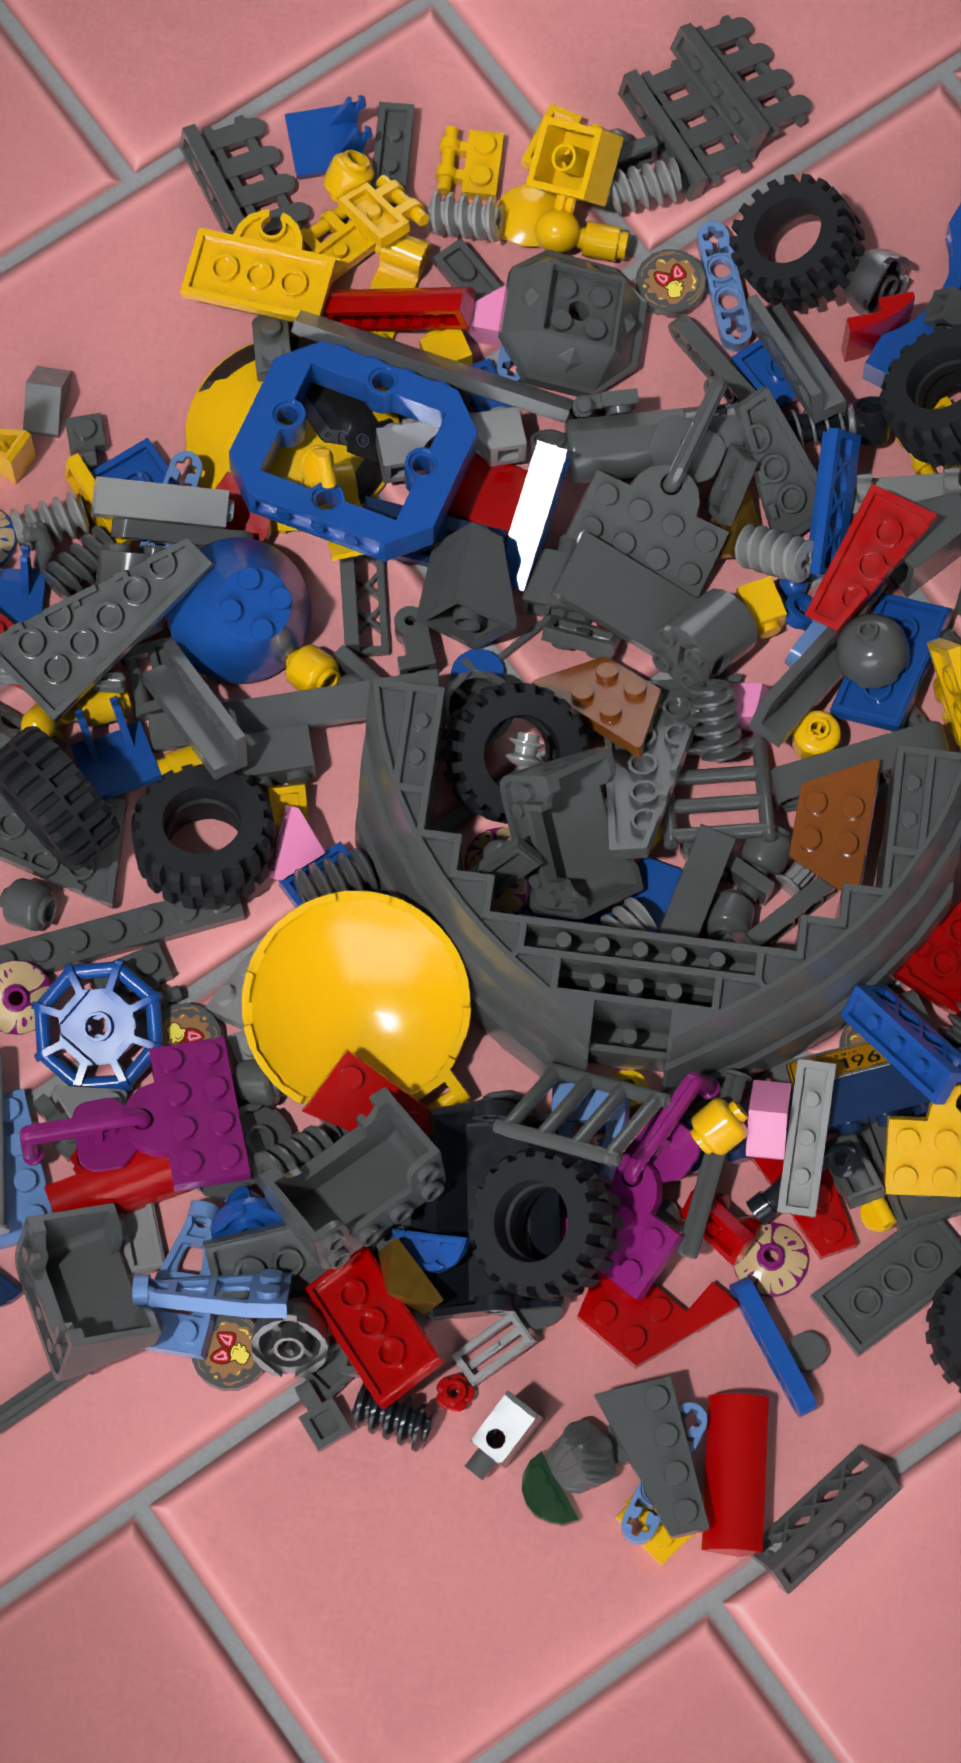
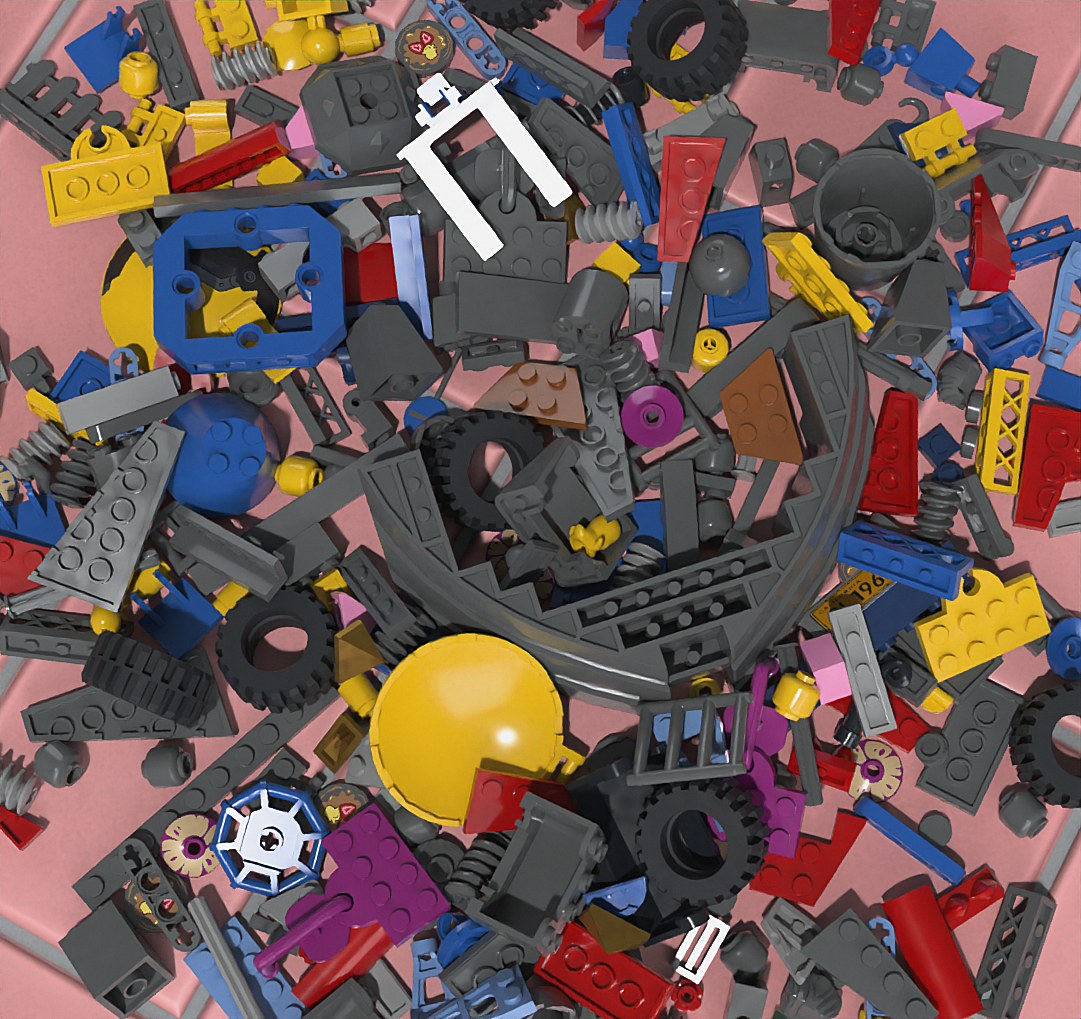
camera: 25 degrees left, 5 degrees up
(219, 962) = (339, 742): none -> pearl gold slope
(260, 918) = (359, 695): none -> yellow brick
(278, 871) = (354, 652): none -> pearl gold slope
(309, 555) = (252, 386): none -> dark grey hair
(318, 466) = (231, 316): yellow plate -> none
(331, 824) = (375, 594): none -> dark grey plate
(376, 216) = (176, 96): yellow plate -> none
(419, 569) = (346, 365): none -> dark blue tile
(525, 750) = (502, 467): light grey wheel -> none
(535, 1378) = (744, 954): none -> dark grey head
(592, 1372) = (788, 933): none -> light grey wing
(594, 872) = (595, 536): none -> yellow animal
(651, 353) = (508, 127): none -> piece
(703, 761) = (648, 400): none -> magenta dish
(771, 653) = (644, 303): none -> dark grey plate
(807, 1438) = (969, 898): none -> red tile
(846, 1263) = (932, 749): none -> dark grey tile
(911, 1376) = (1023, 814): none -> dark grey head

